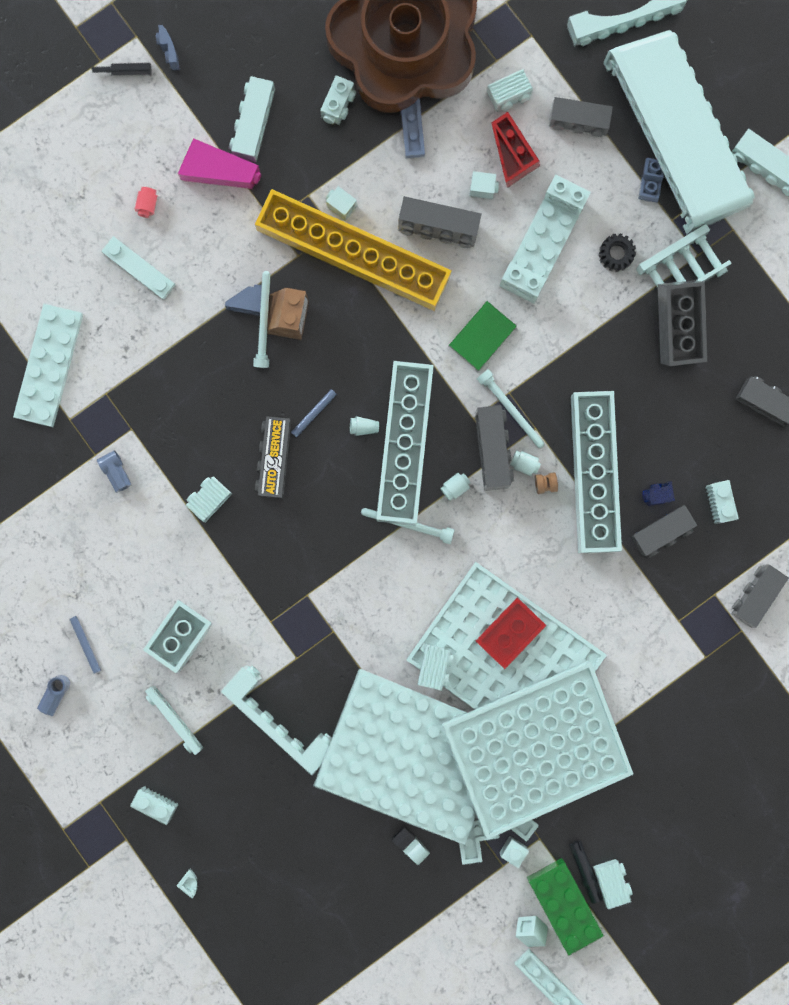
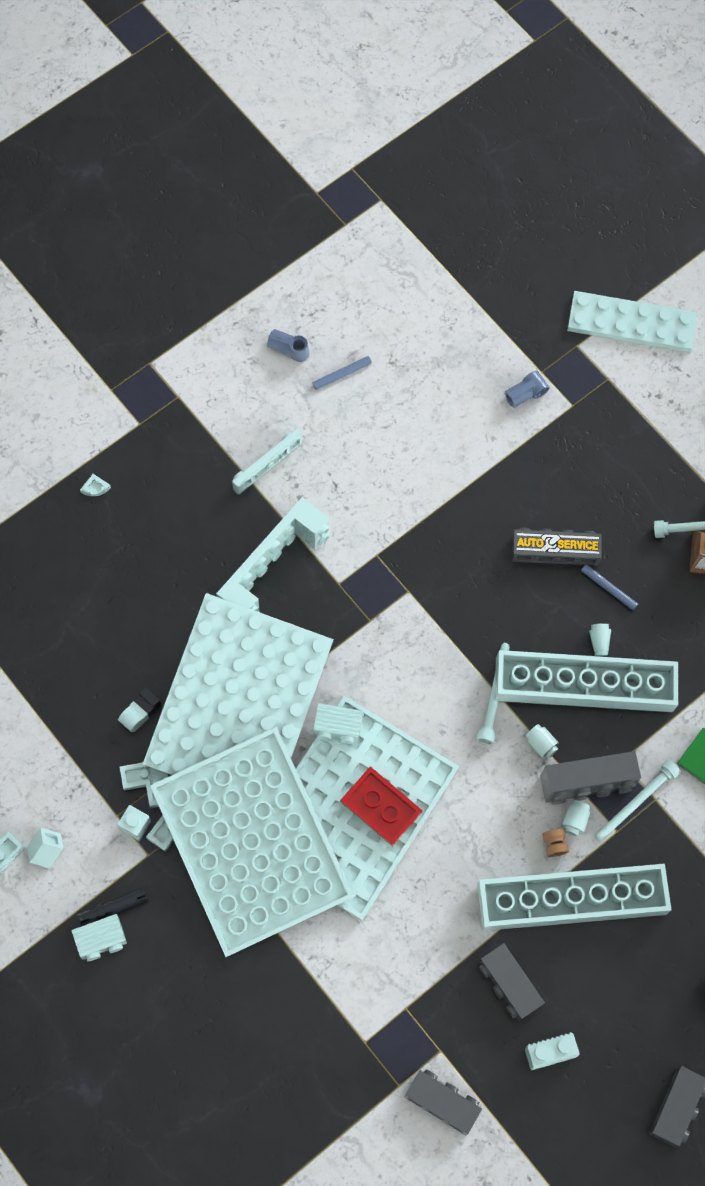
camera: 85 degrees right, 15 degrees down
(154, 805) = (177, 446): light aqua brick -> none
(178, 637) = (355, 458): light aqua brick -> none
(208, 499) = (505, 483): light aqua brick -> none
(565, 906) = (73, 883): green brick -> none
(659, 494) = (554, 974): clear blue brick -> none

